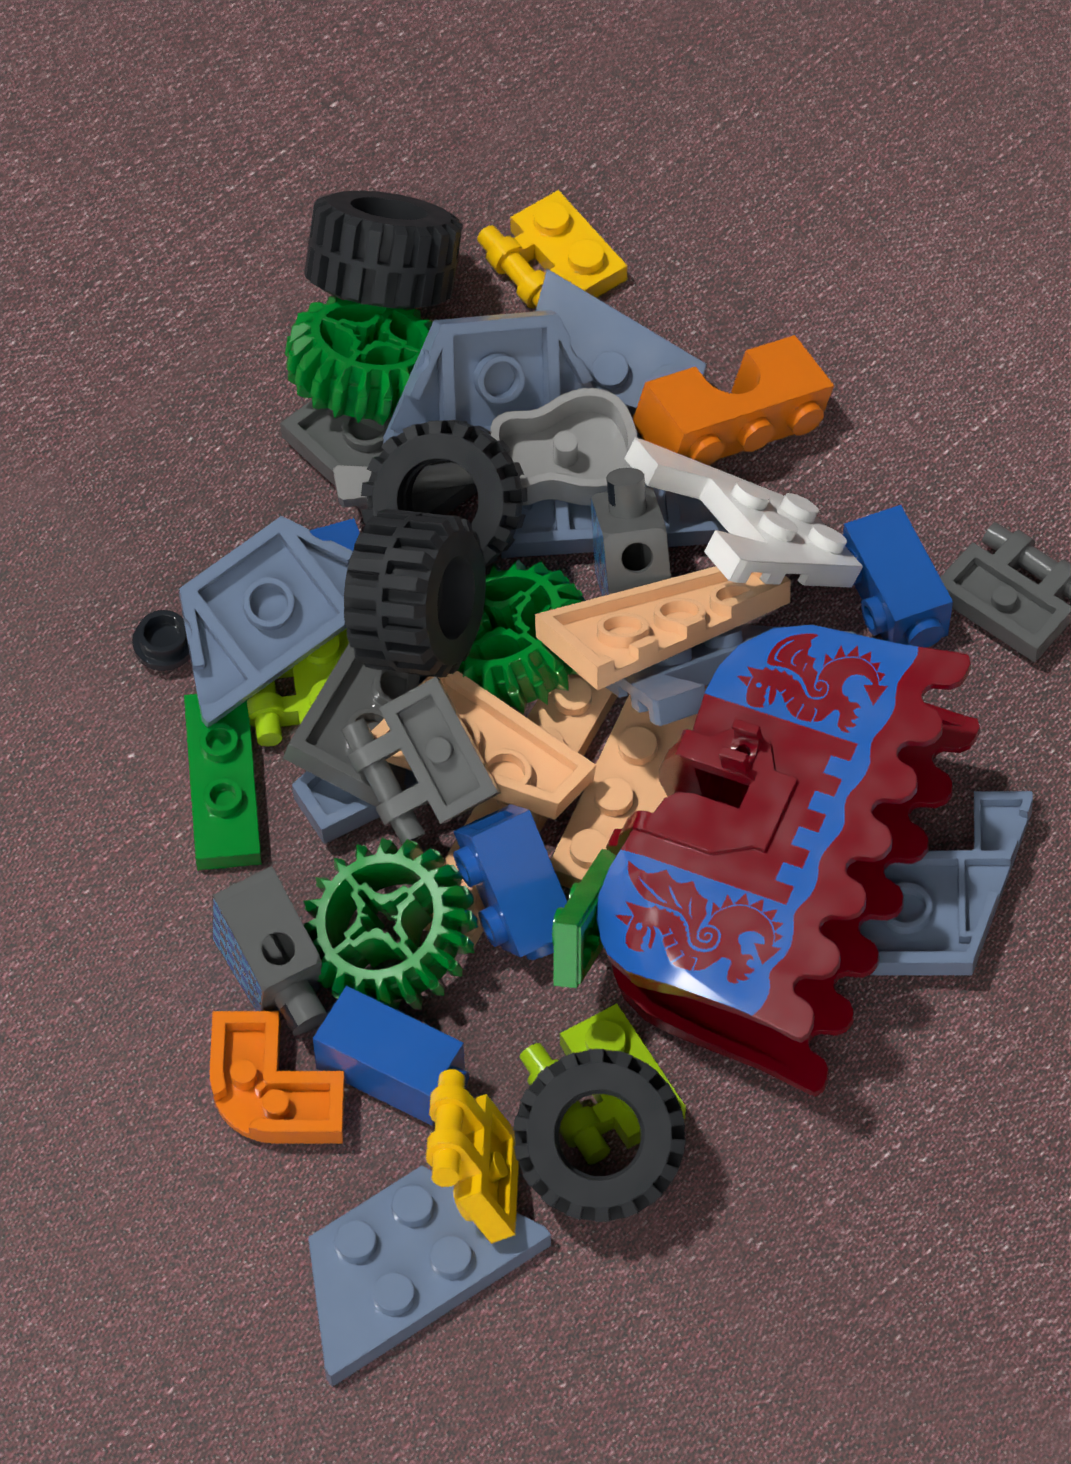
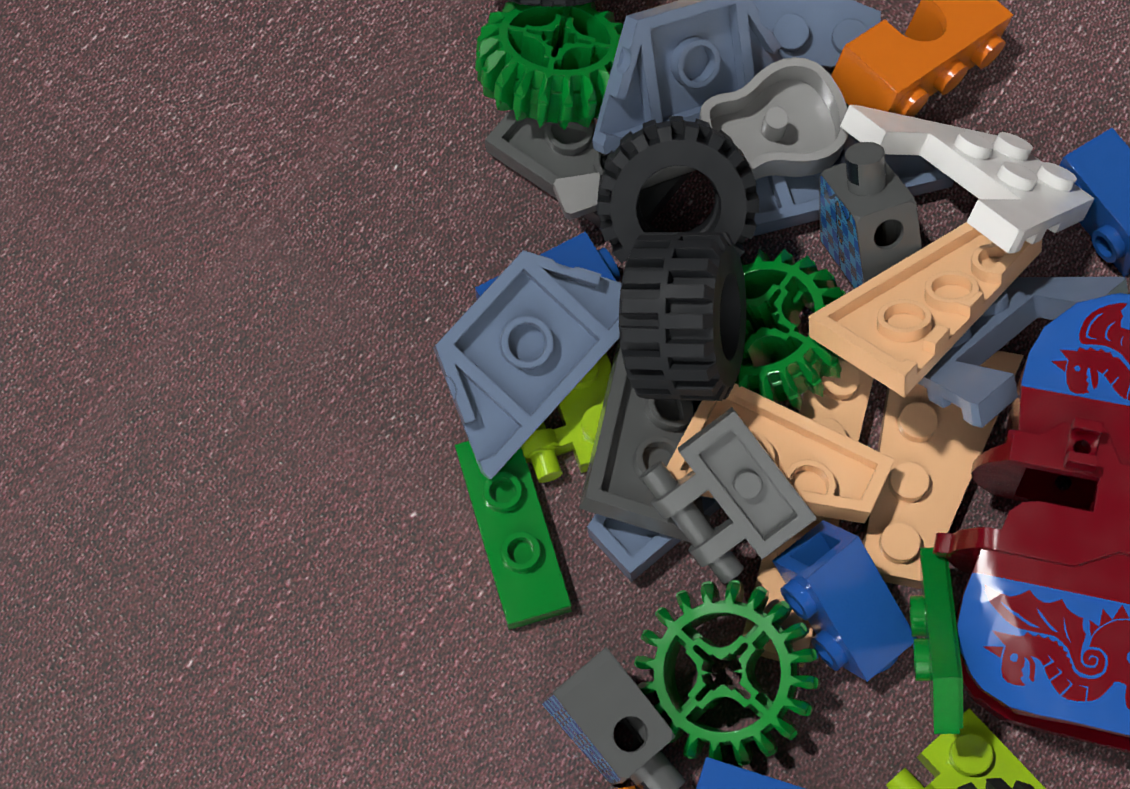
camera: 10 degrees left, 10 degrees up
(161, 641) = (419, 389): black plate -> none

